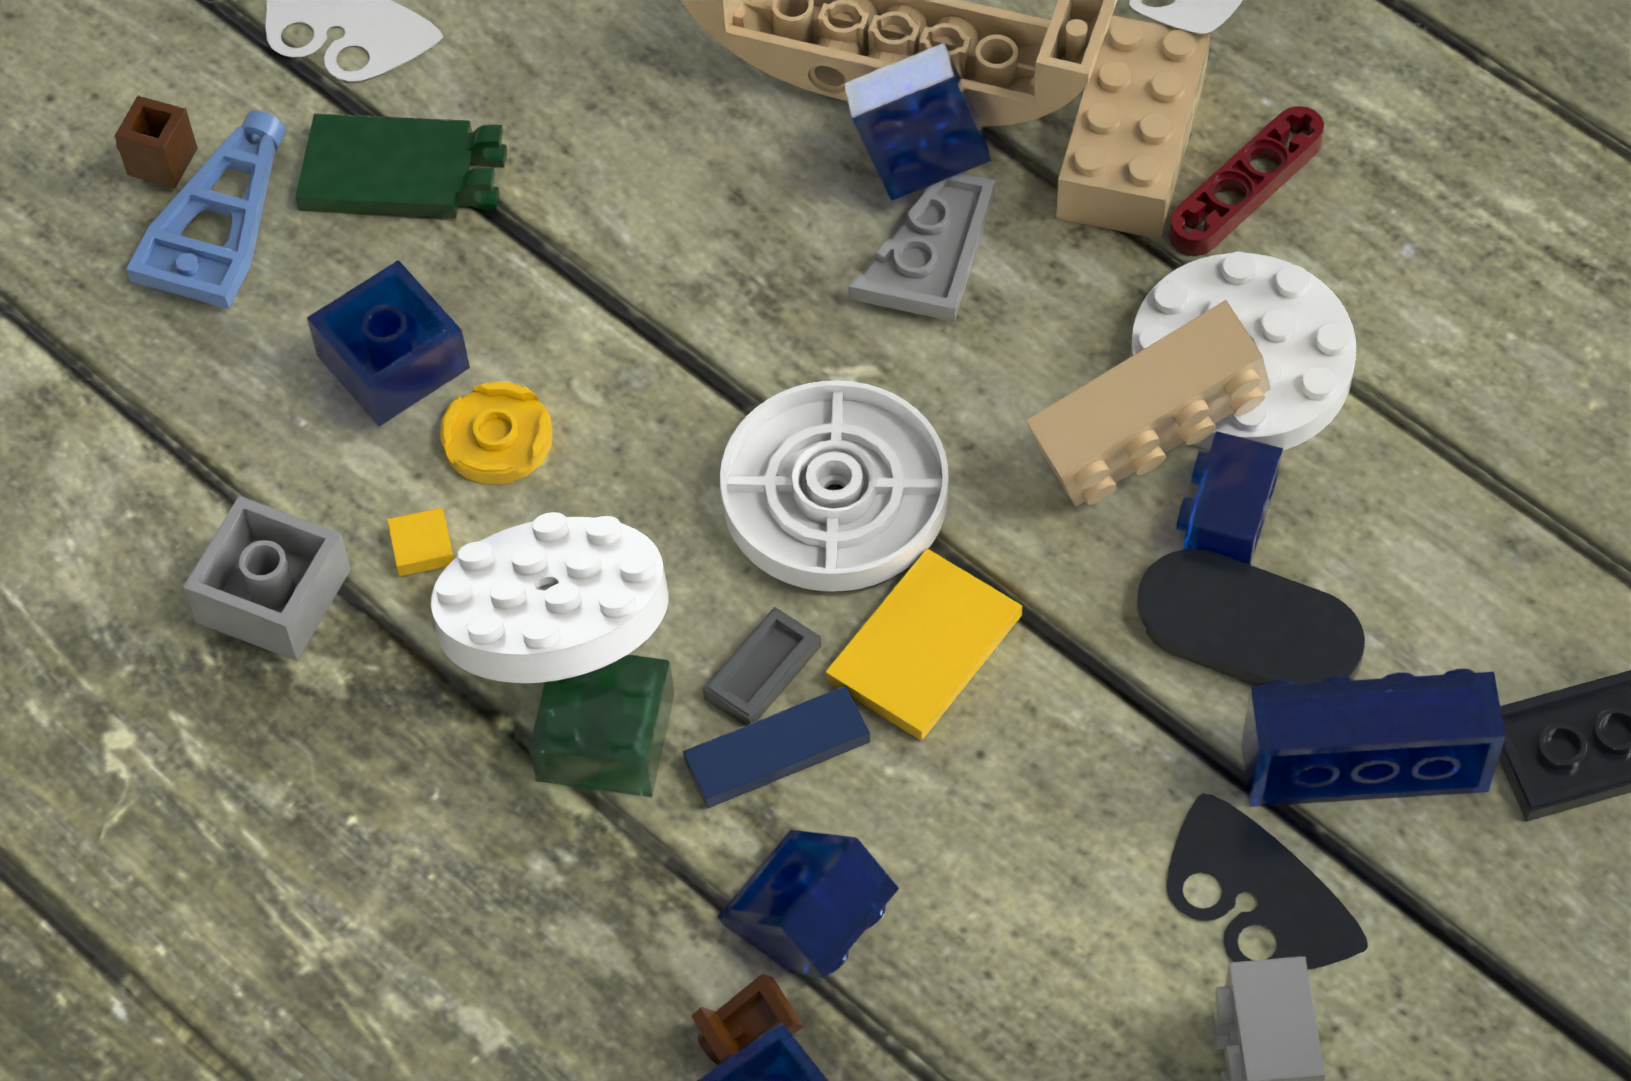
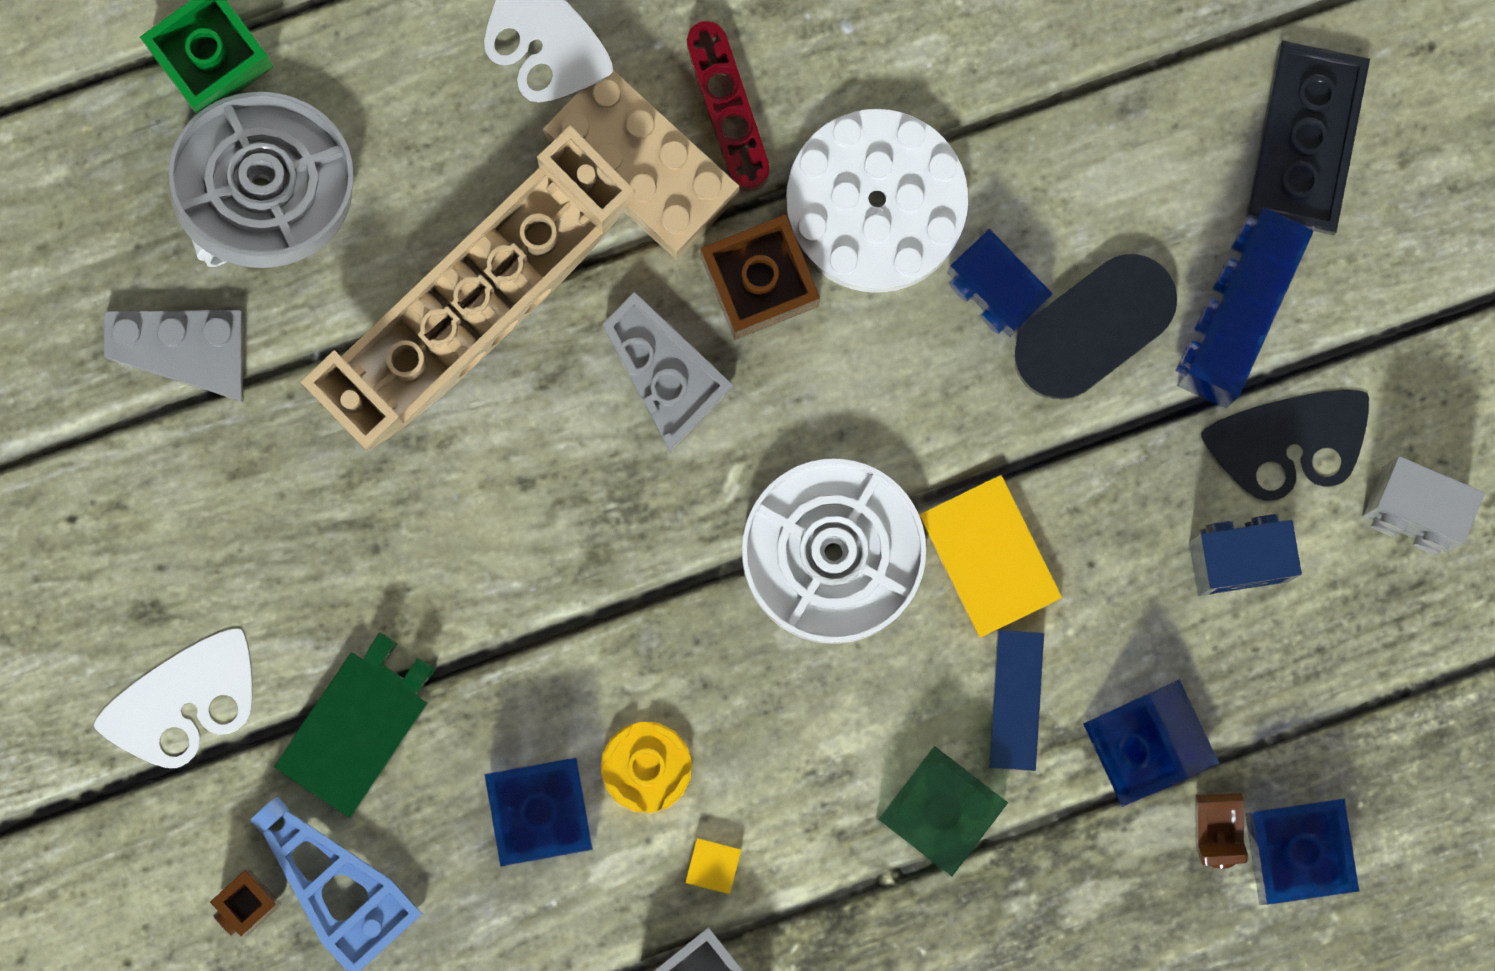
camera: 70 degrees left, 25 degrees up
(550, 599) = (877, 812): white piece -> none
(762, 667) = (947, 677): dark grey tile -> none
(917, 121) = (572, 326): clear blue brick -> none
(1083, 273) = (760, 277): none -> reddish brown brick
(1083, 877) = (1245, 556): none -> dark blue brick
(1151, 405) = (921, 305): tan brick -> none

